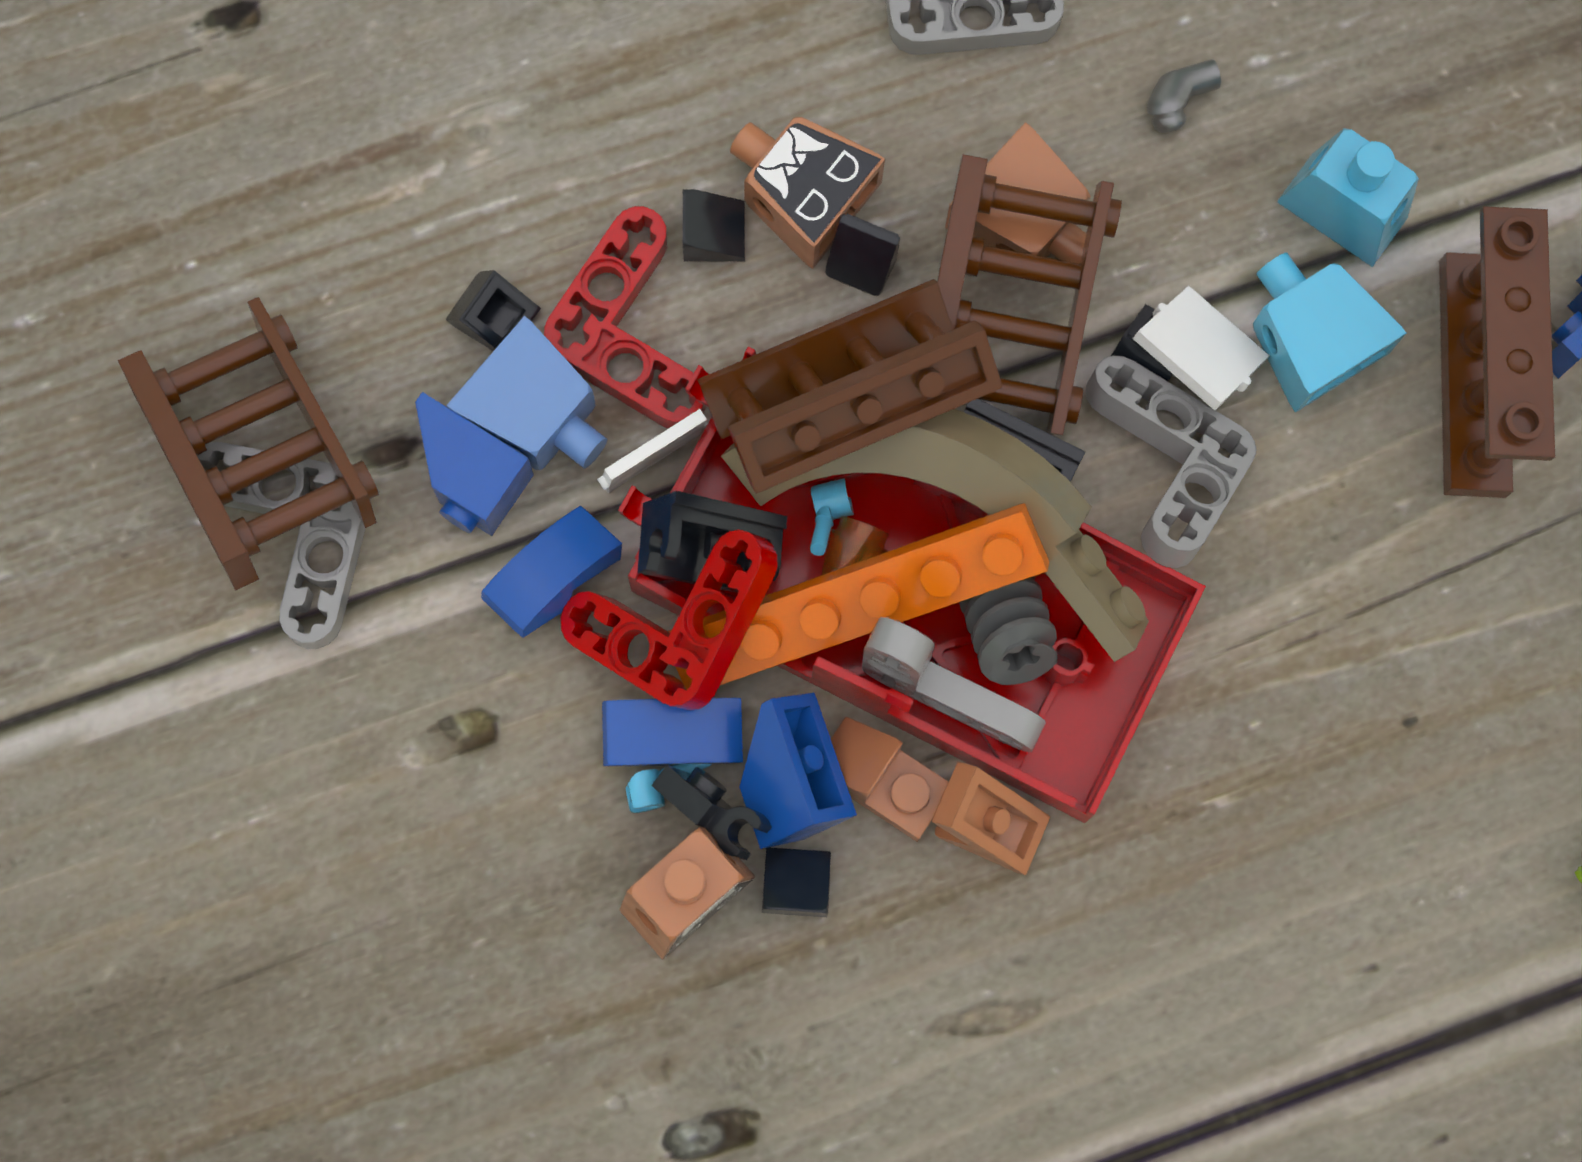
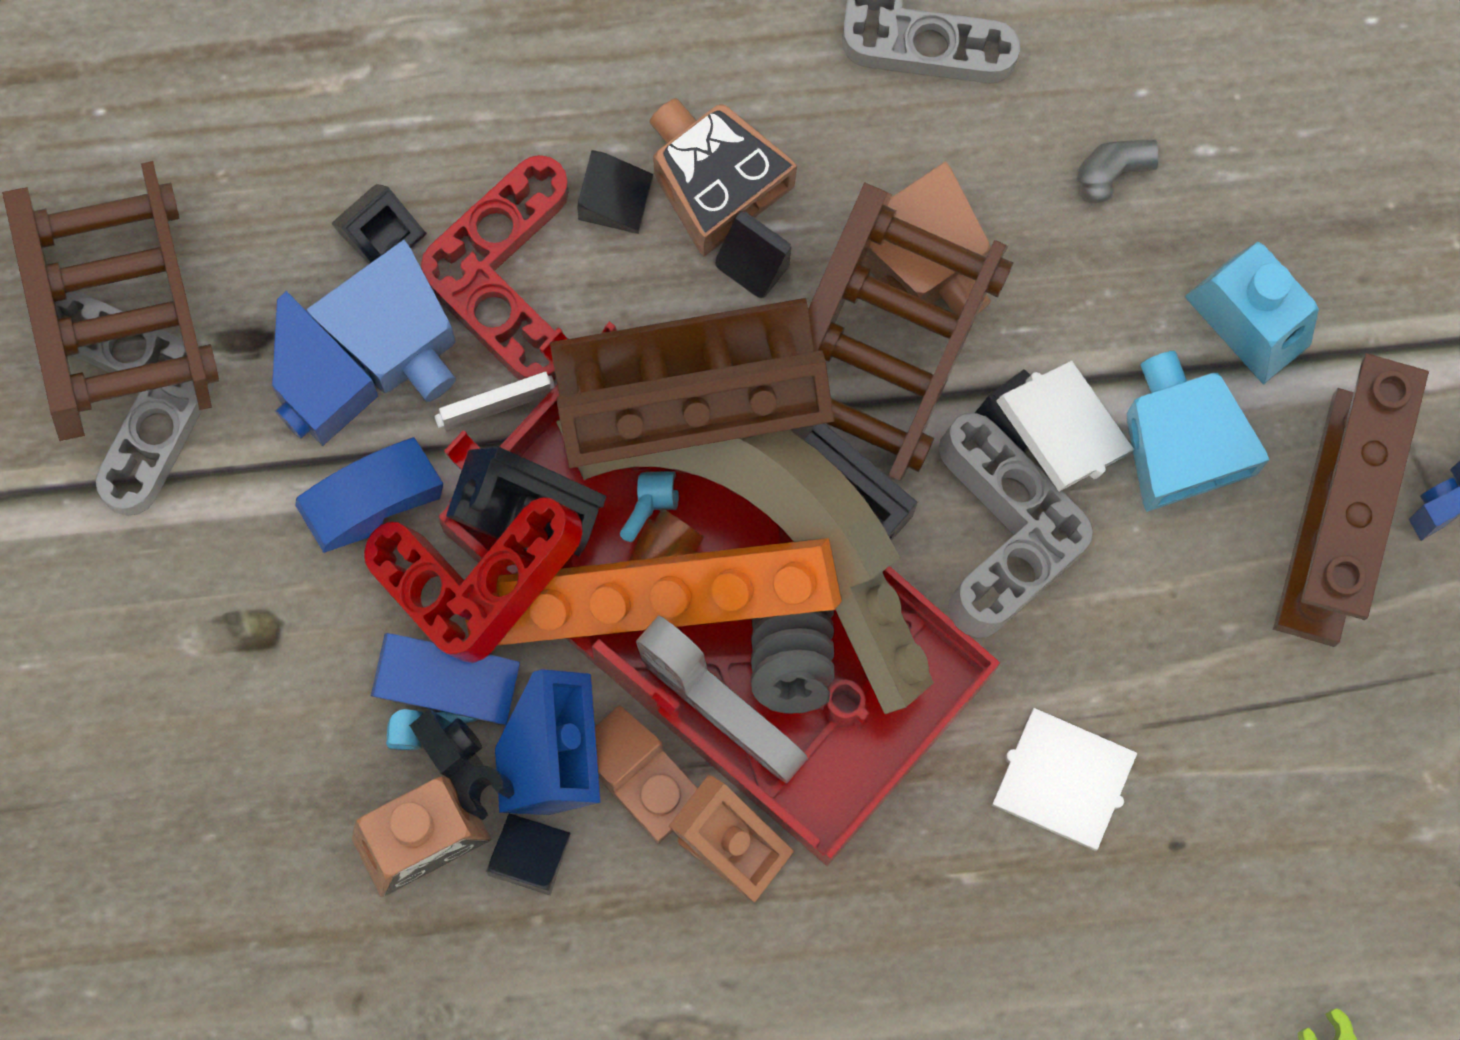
camera: 15 degrees right, 0 degrees up
(1288, 684) = (1064, 779): none -> white piece

